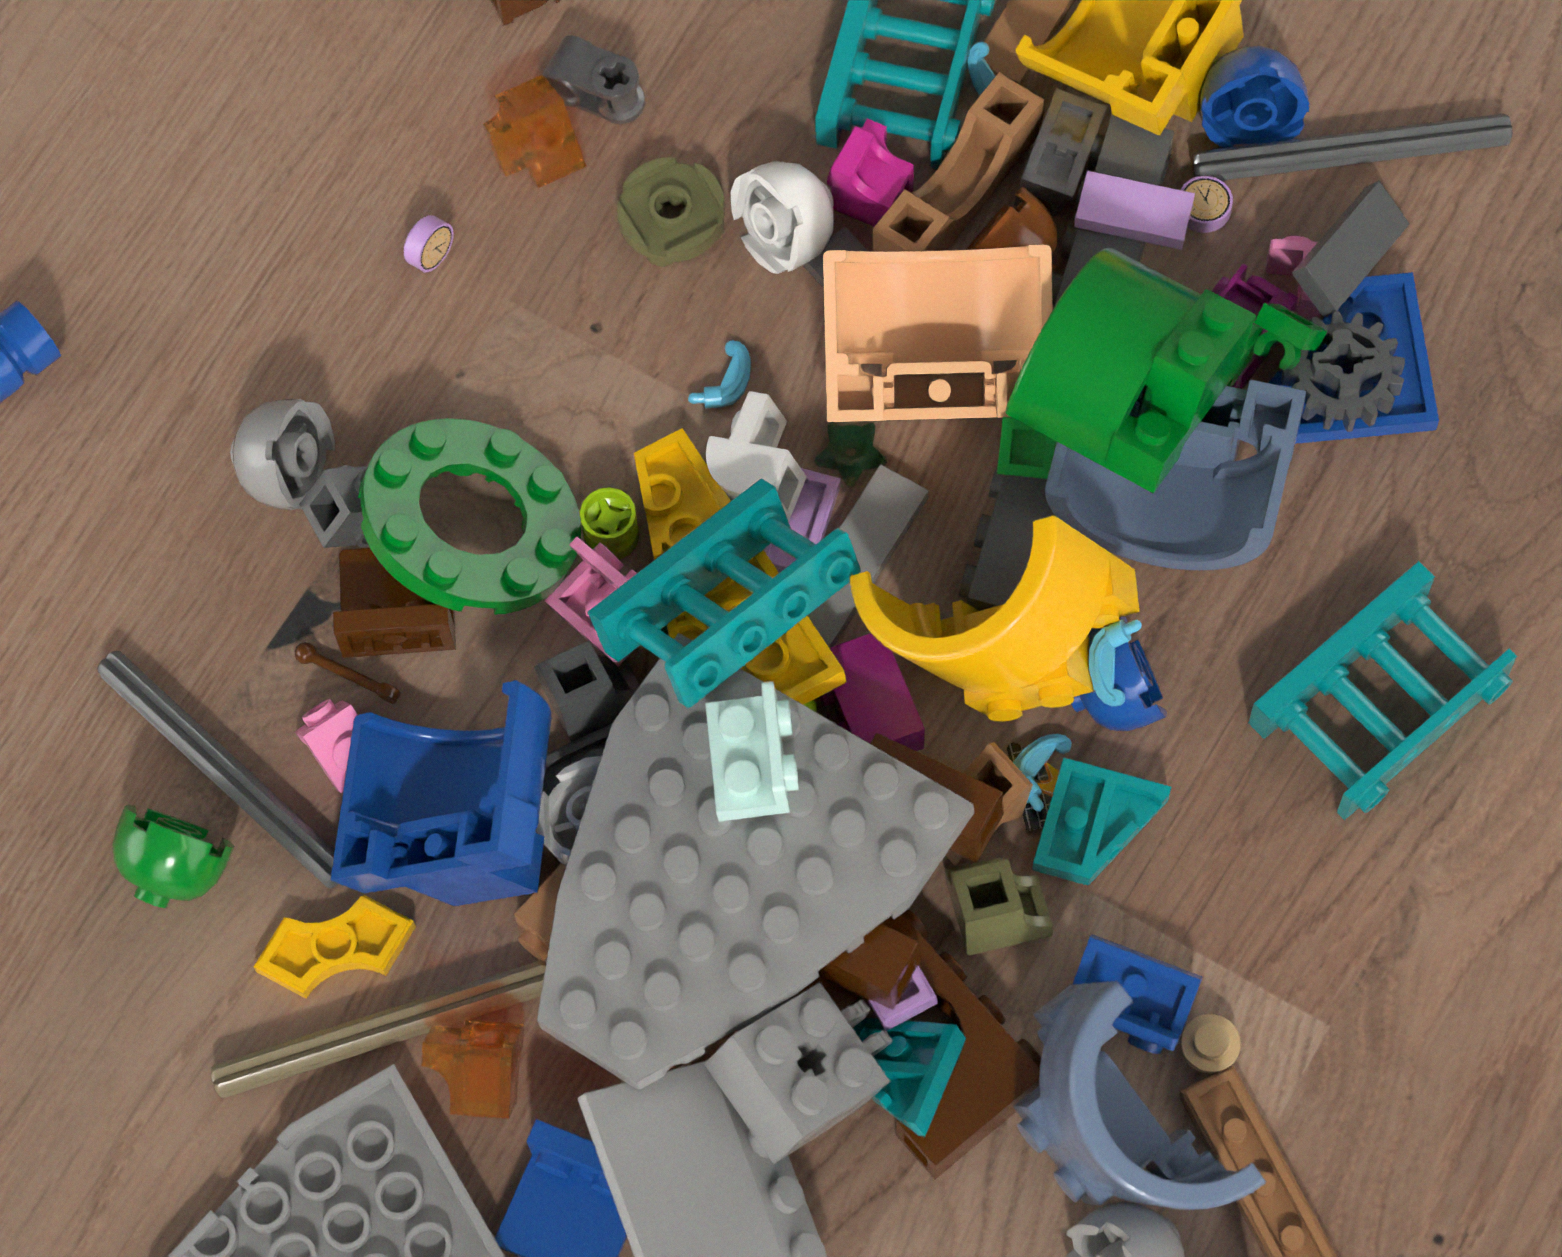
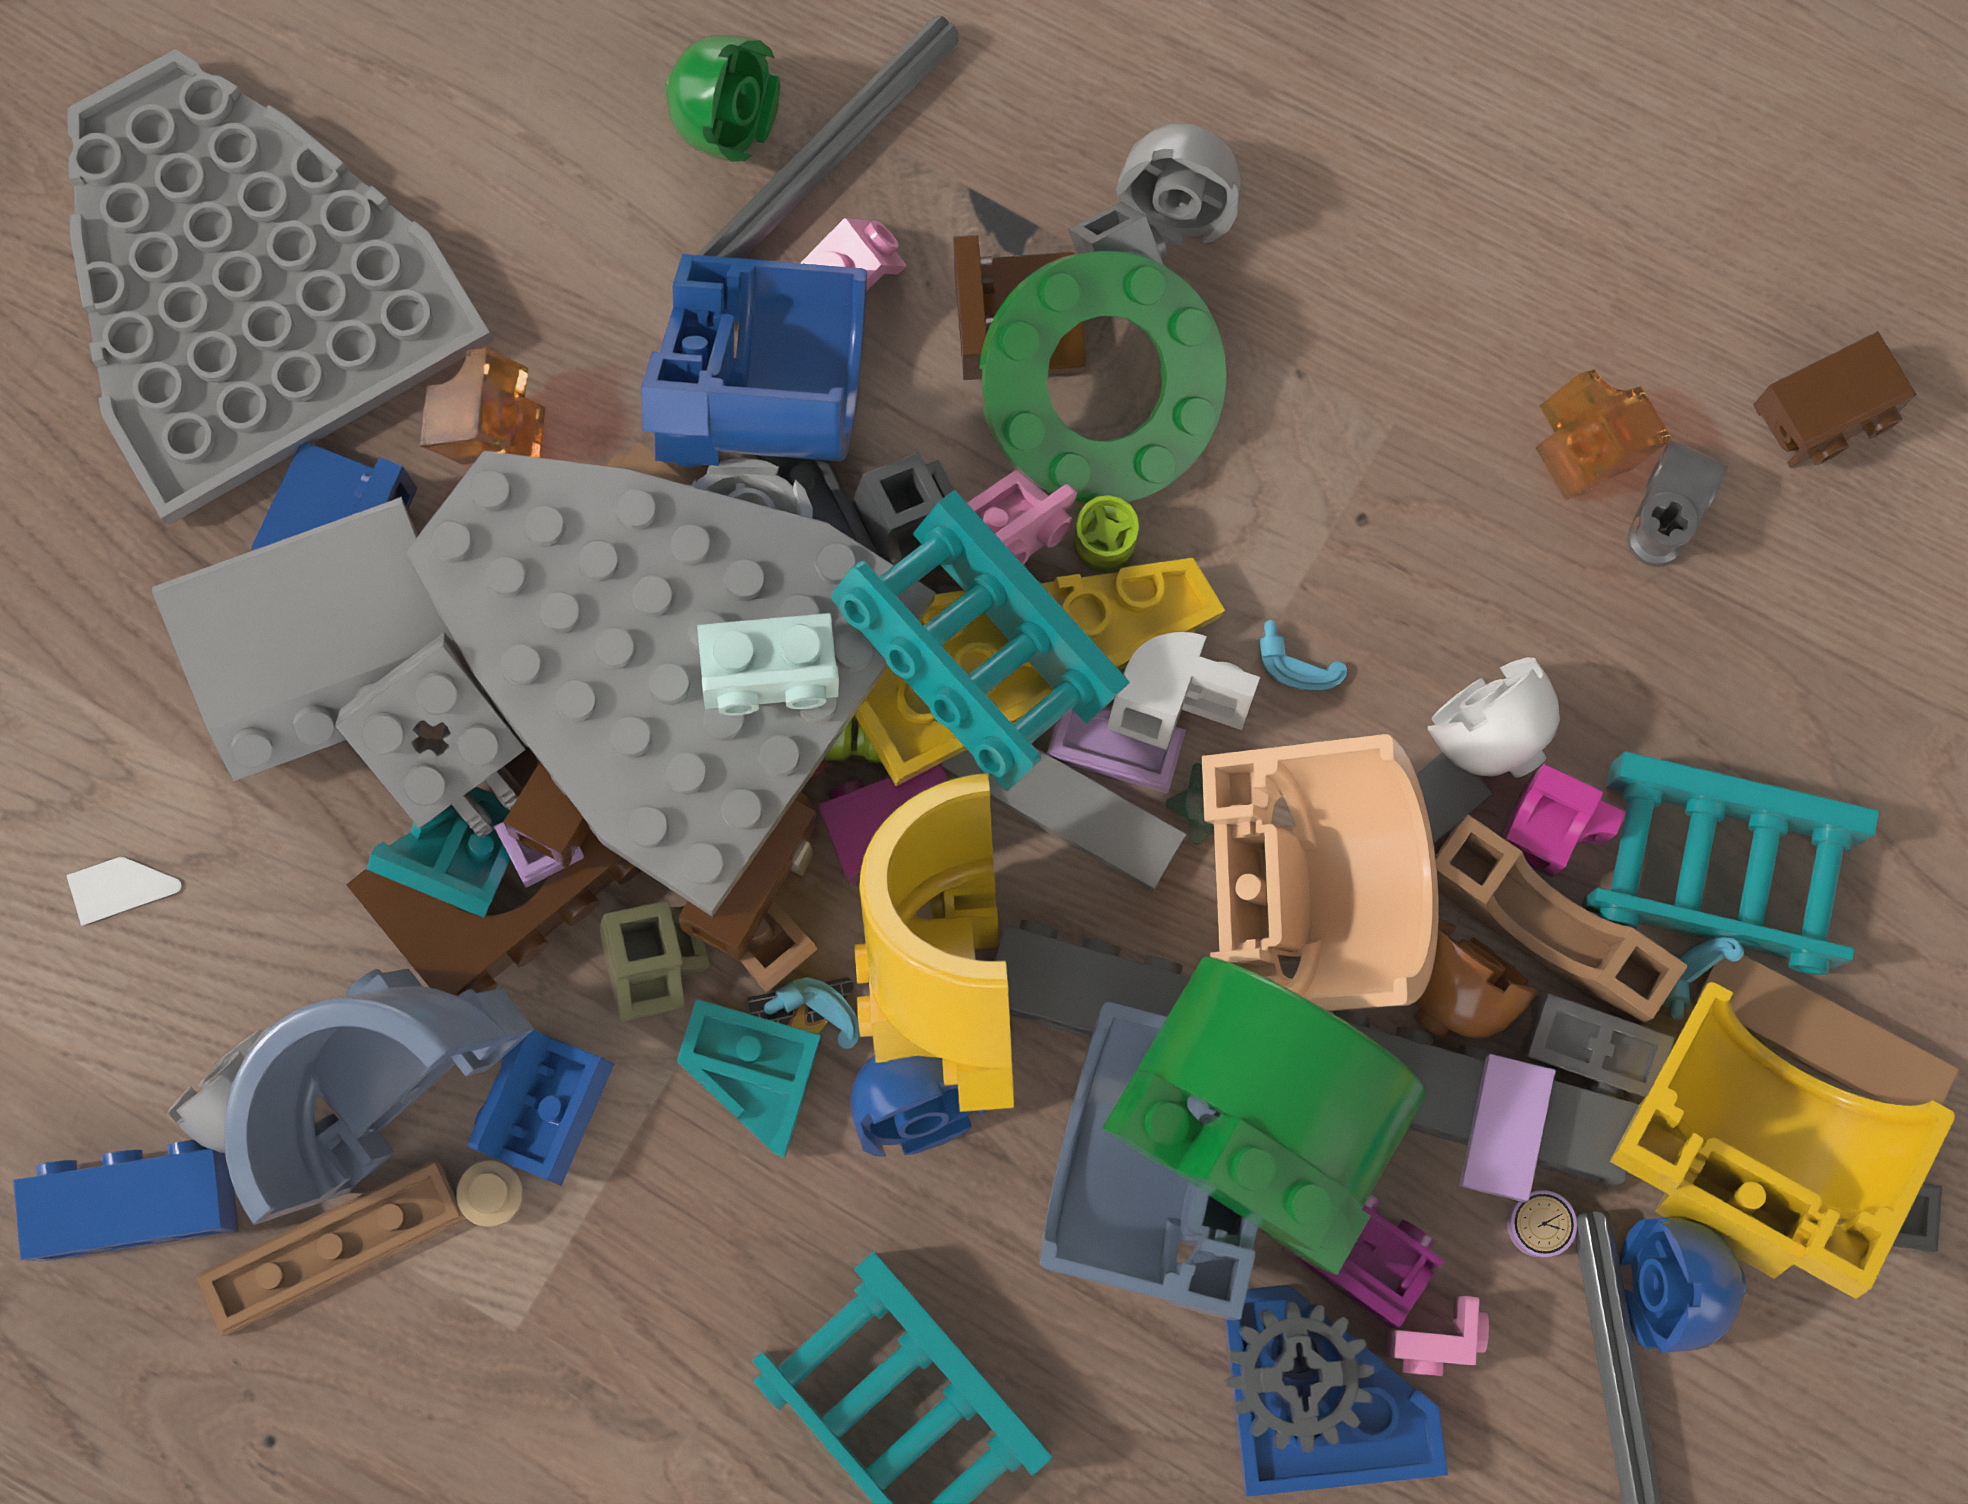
camera: 85 degrees right, 10 degrees up
(307, 653) = (958, 226): reddish brown hinge -> none
(308, 953) = (622, 246): yellow tile -> none
(378, 1029) = (533, 311): dark tan axle -> none
(428, 243) = (1454, 327): tile -> none
(677, 238) = (1515, 560): olive plate -> none
(1024, 451) = (1163, 980): green tile -> none
(1103, 659) = (905, 1070): medium azure piece -> none
(1288, 328) = (1335, 1306): green tile -> none
(1350, 248) = (1470, 1396): dark grey tile -> none

